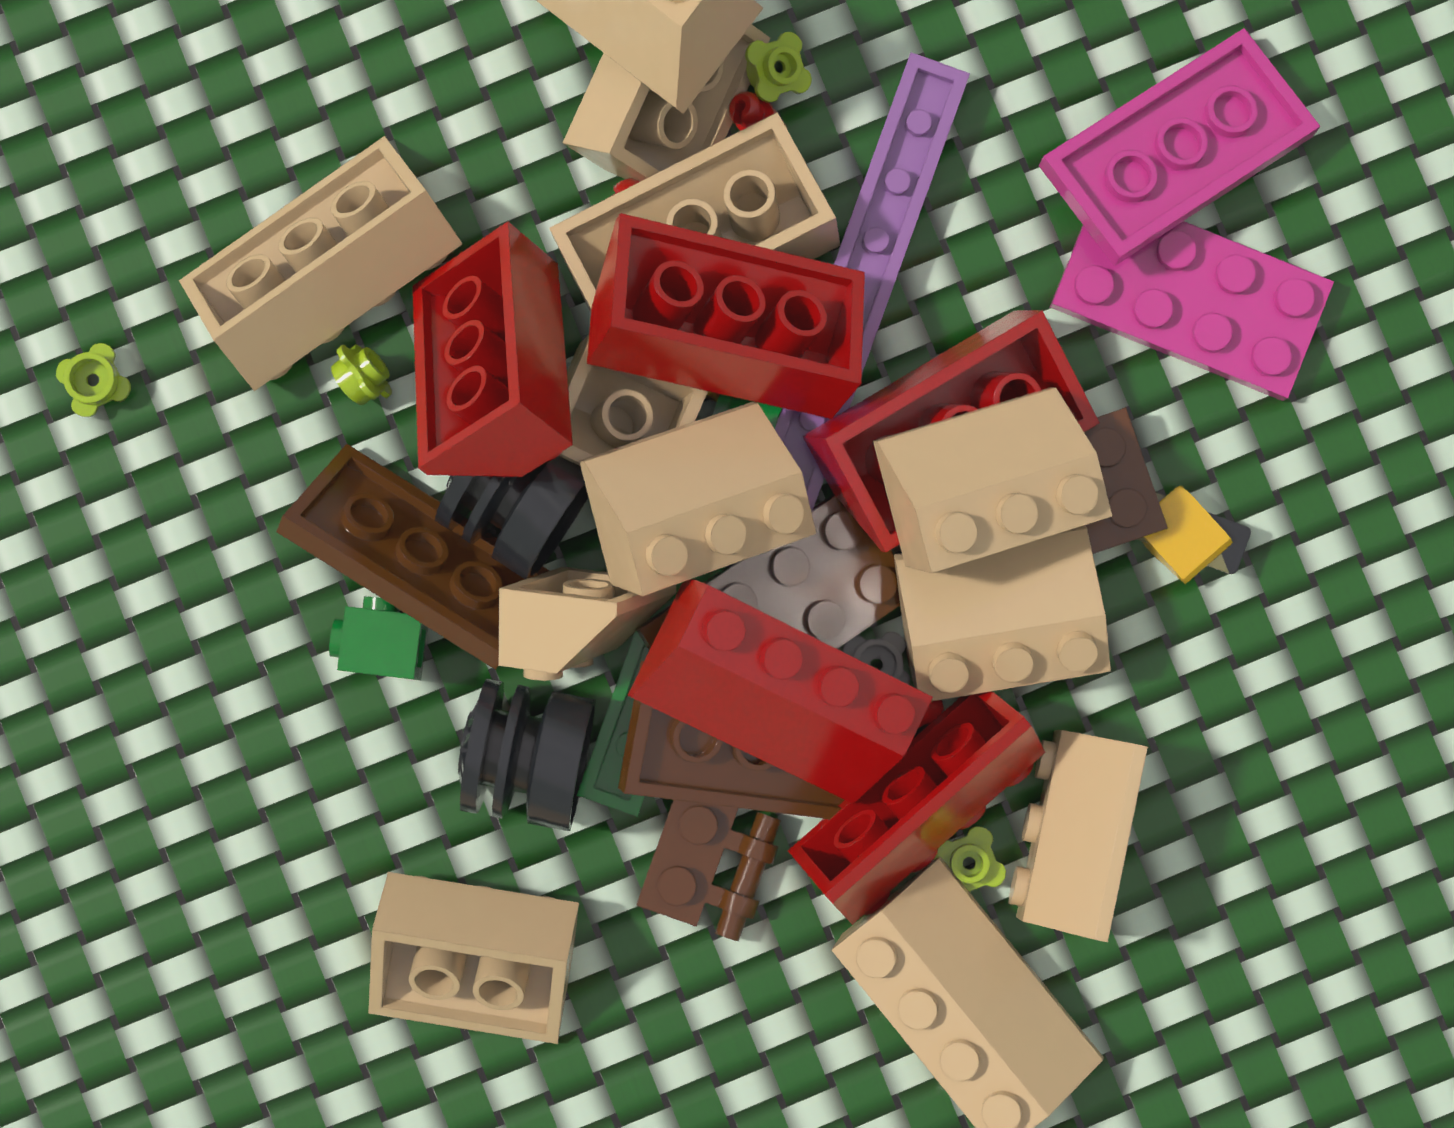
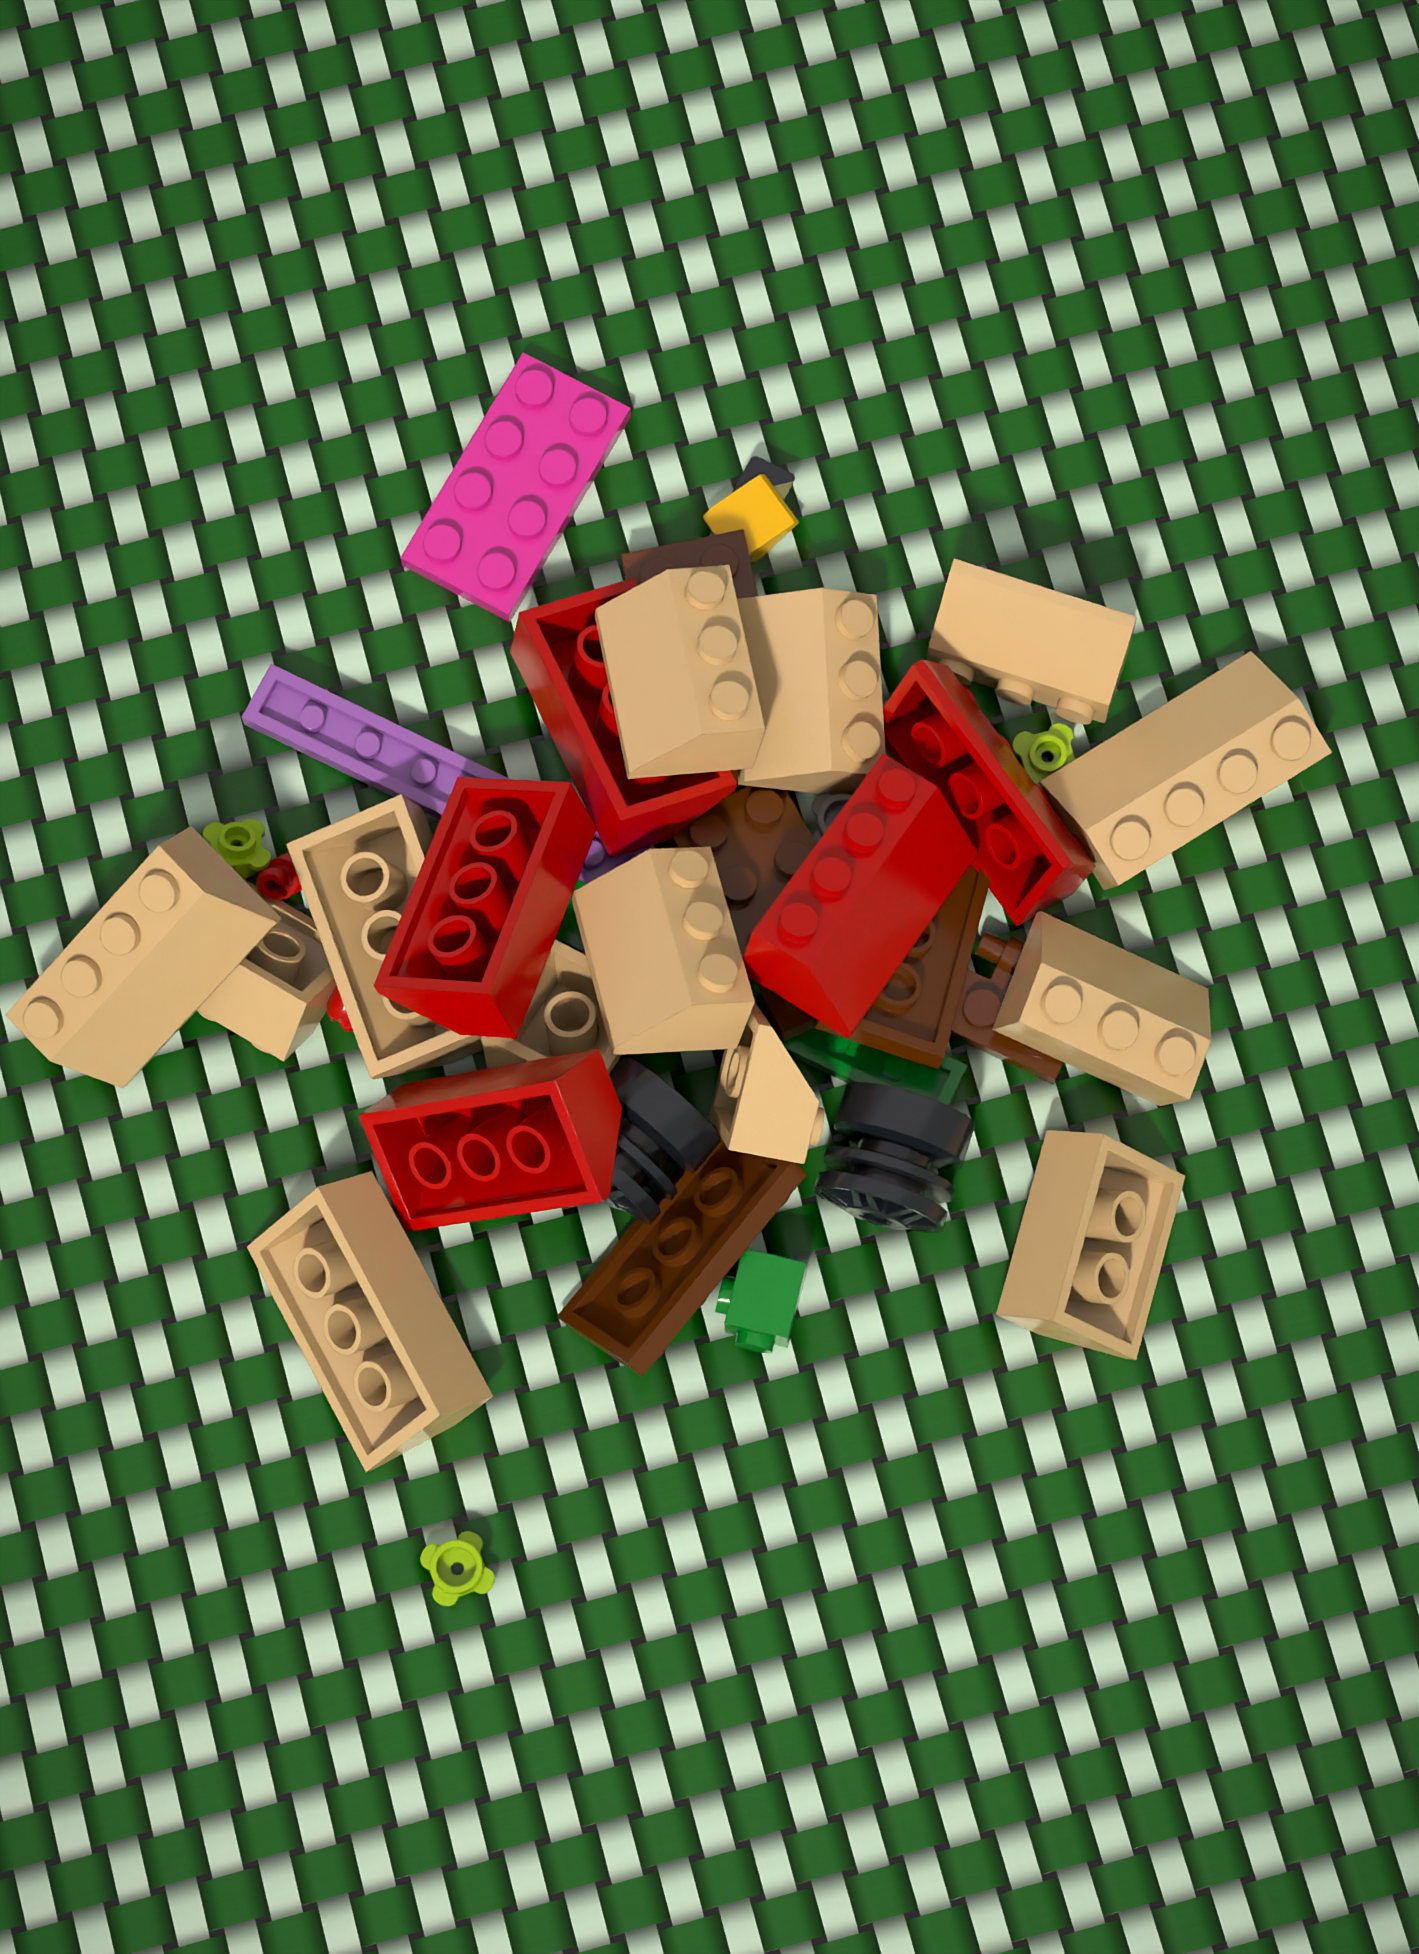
camera: 80 degrees left, 10 degrees down
(361, 374) = (489, 1290): lime plate -> none
(706, 952) = (1107, 1012): none -> tan slope
(1178, 146) = (373, 475): dark pink plate -> none

